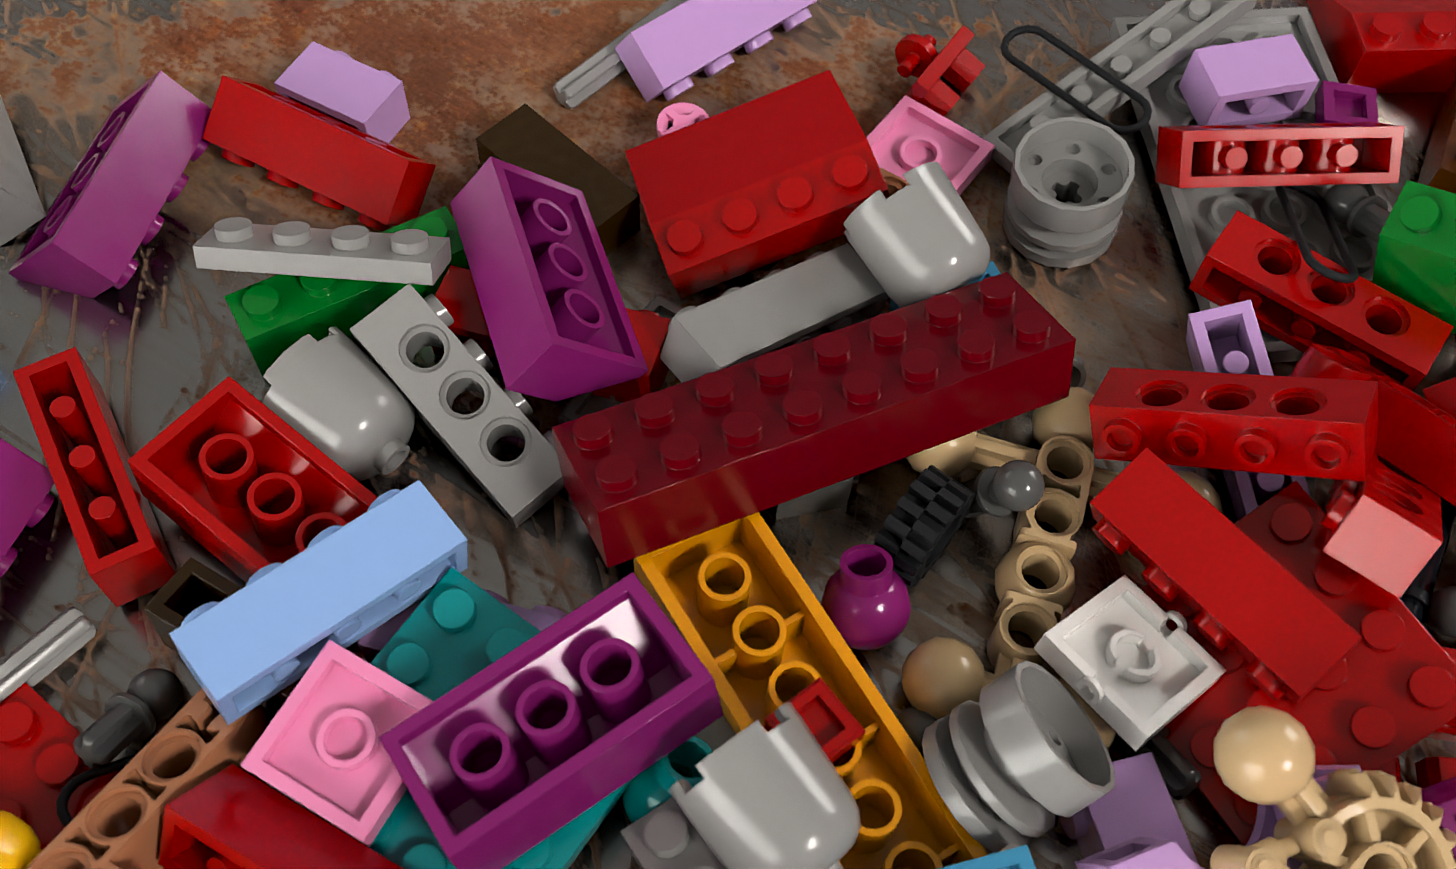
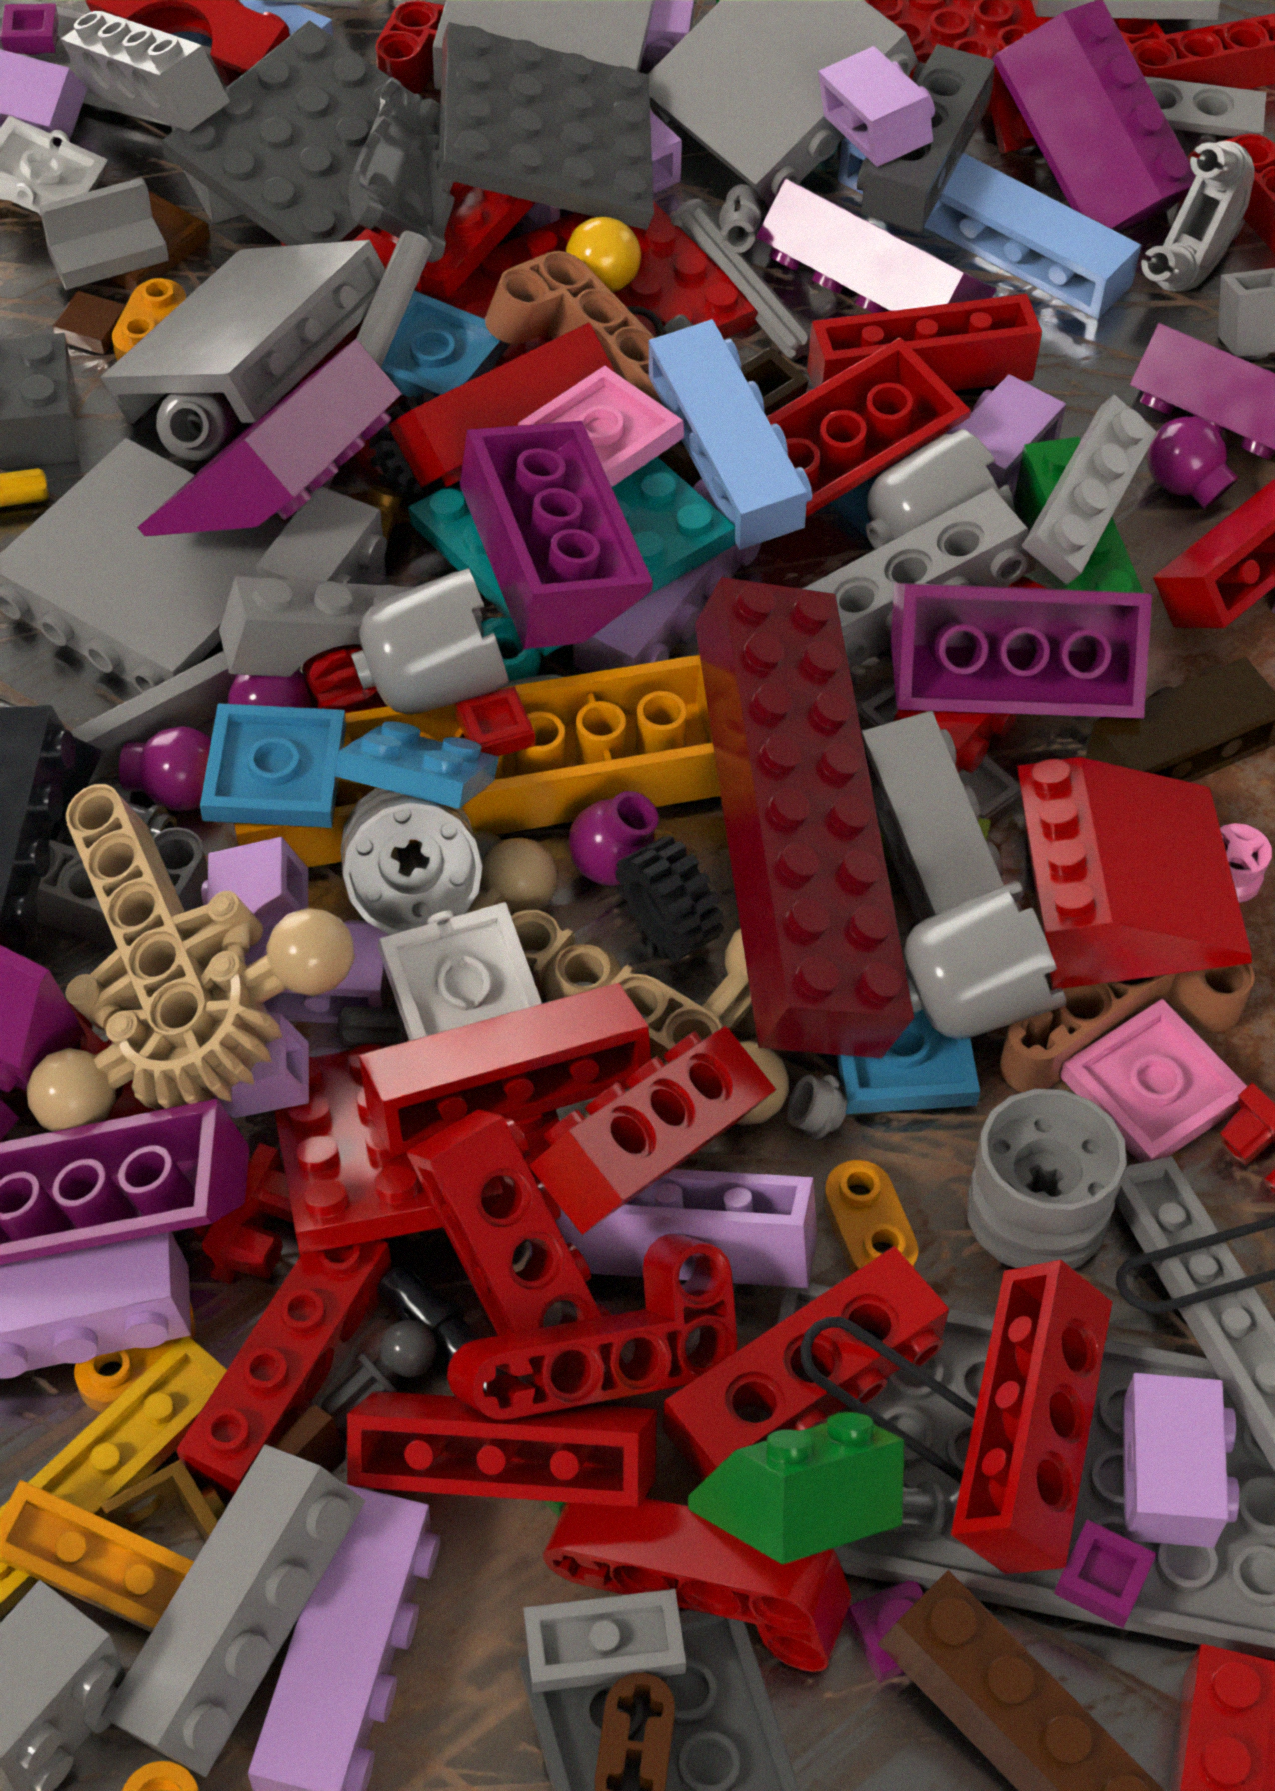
camera: 110 degrees right, 5 degrees down
(189, 365) = (1008, 420): none -> lavender brick
(202, 207) = (1190, 460): none -> magenta piece
(941, 765) = (416, 766): none -> dark azure plate
(1006, 489) = (677, 961): dark grey axle -> none
(1136, 320) = (867, 1218): none -> light orange plate

